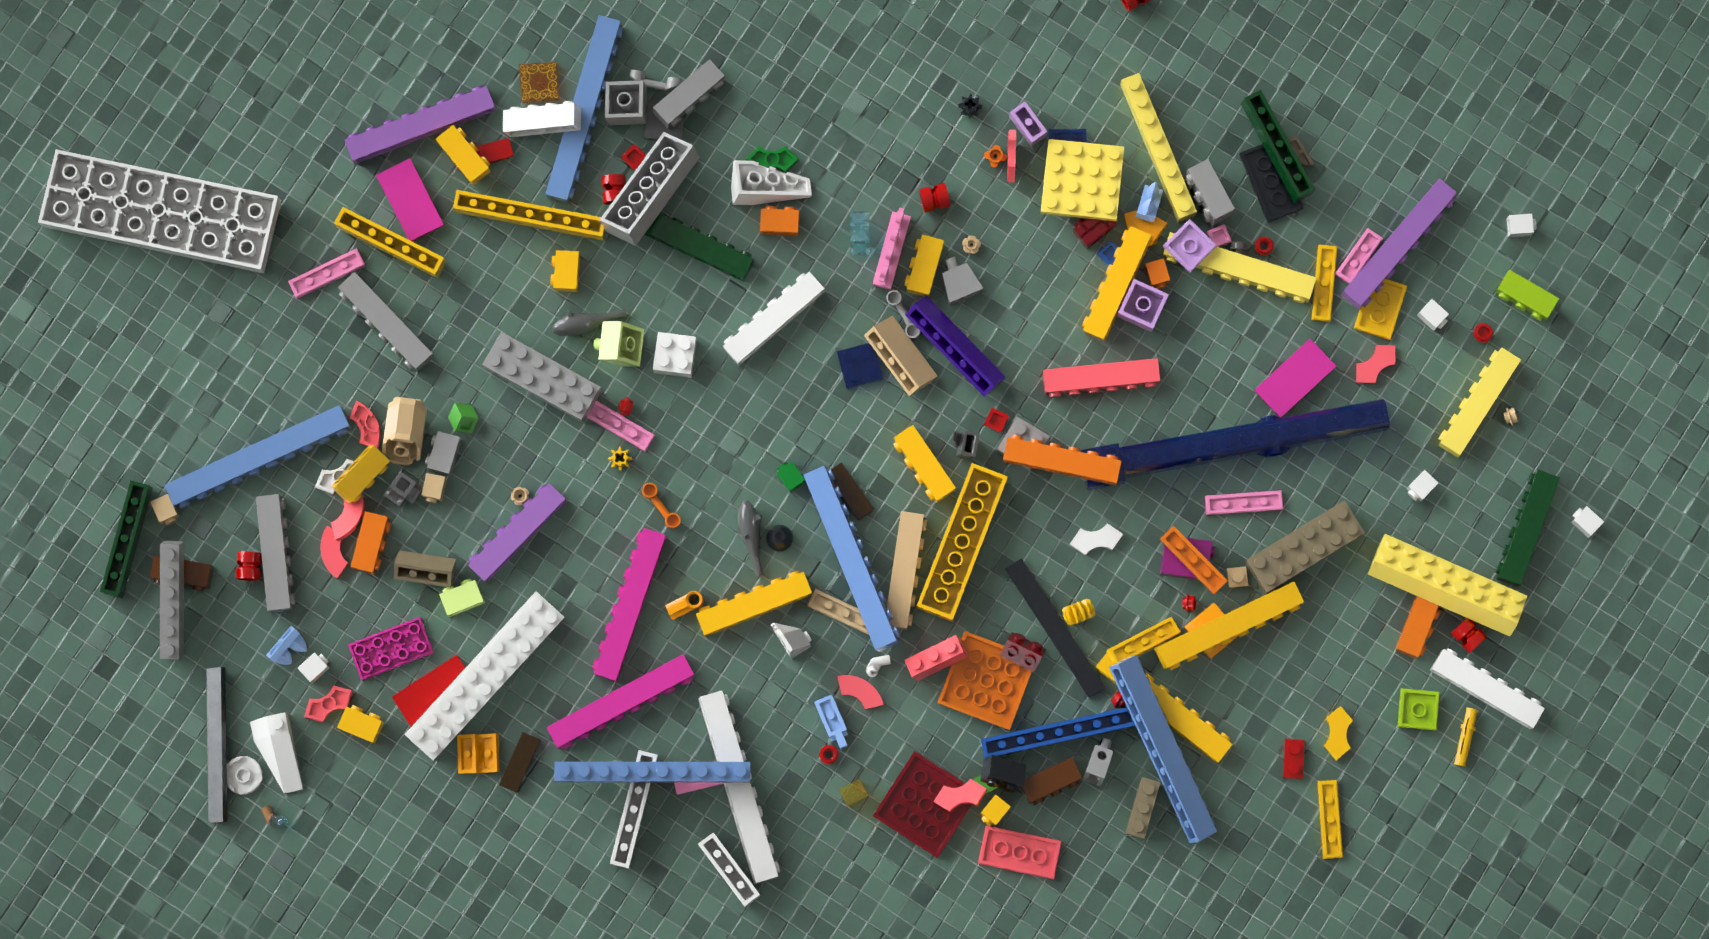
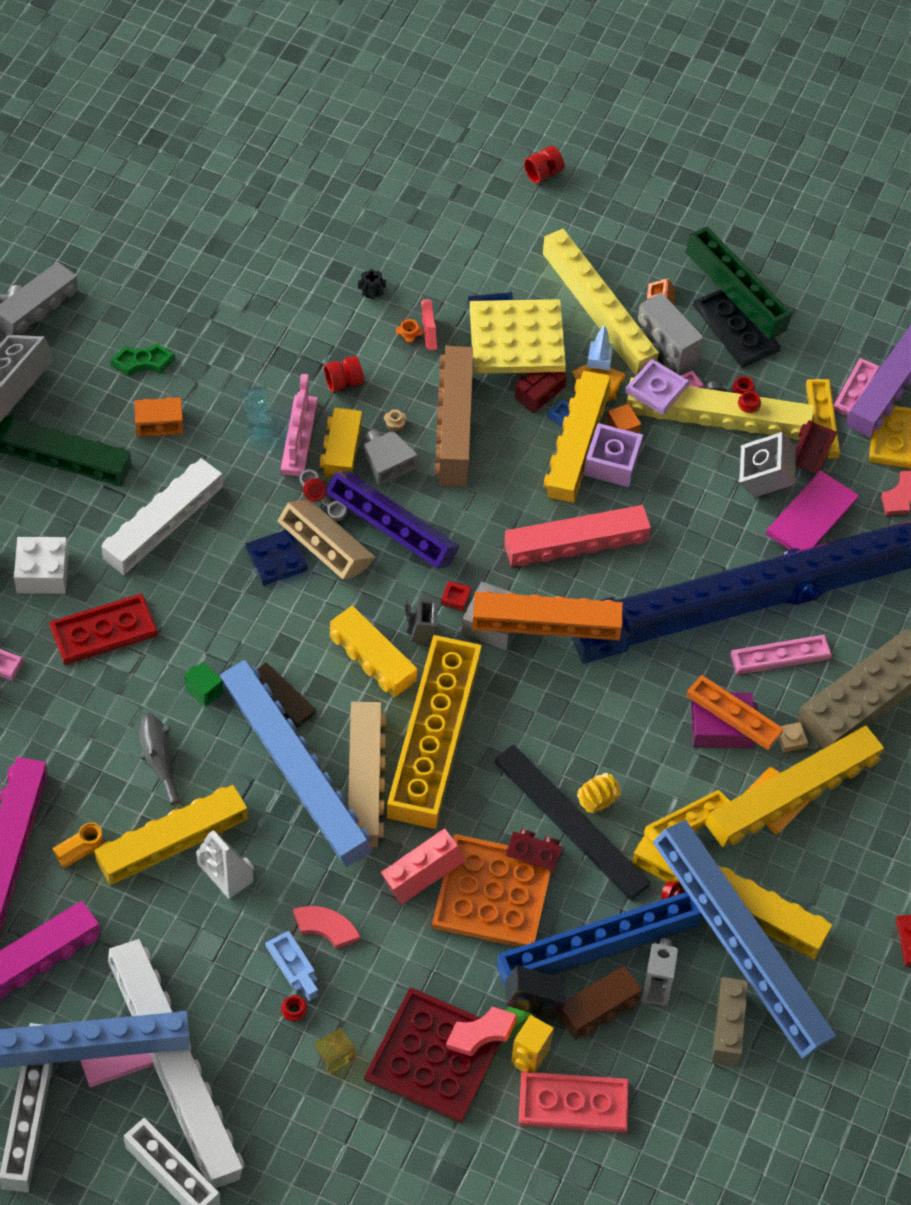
camera: 15 degrees left, 25 degrees down
(649, 492) = (21, 723): orange bar -> none
(718, 415) = (103, 629): none -> red tile
(760, 185) = (124, 382): white wedge -> none
(779, 538) = (197, 757): black brick -> none
(837, 610) = (288, 834): tan tile -> none
(875, 664) = (343, 888): white arm -> none
(897, 310) = (314, 489): none -> red plate
(1020, 252) = (454, 416): none -> medium nougat brick
(1028, 124) = (443, 291): lavender brick -> none
(1105, 537) = (613, 712): white tile -> none
(1189, 603) = (737, 771): red plate -> none
(1213, 139) = (663, 286): none -> orange slope
(1262, 271) = (749, 402): none -> red plate
(1266, 332) = (767, 464): none -> light grey brick
(1308, 317) = (813, 446): none -> dark red bracket

